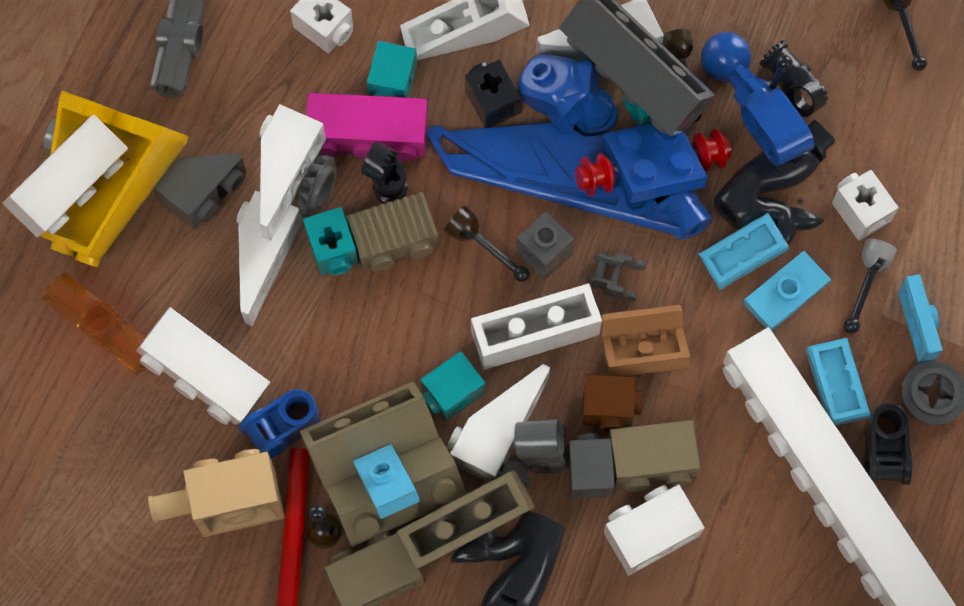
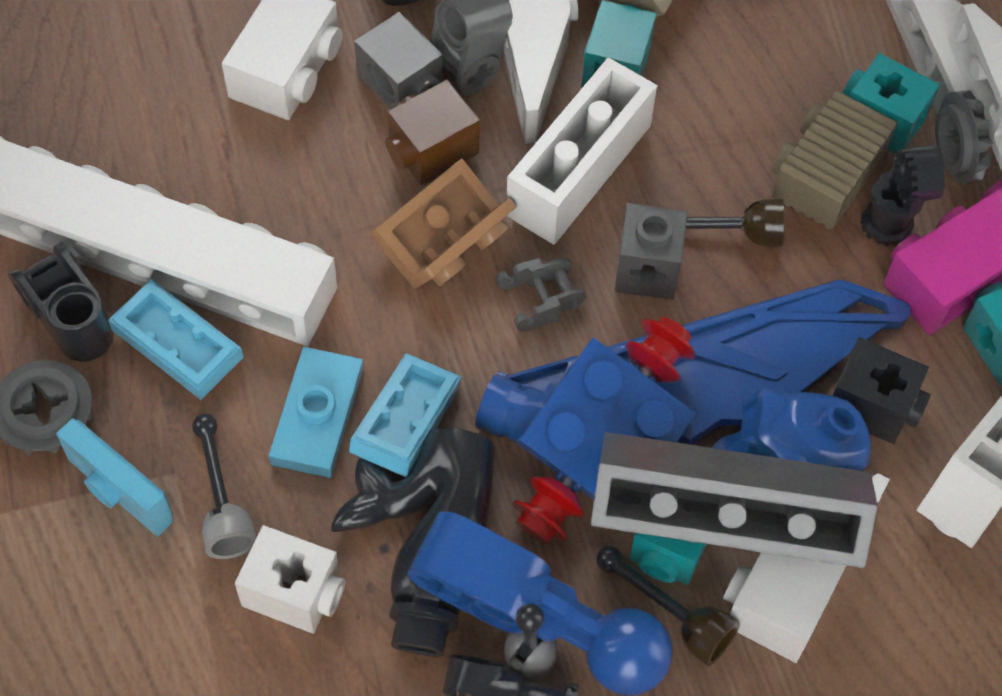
camera: 140 degrees right, 10 degrees down
(654, 455) = (336, 120): dark tan brick -> none

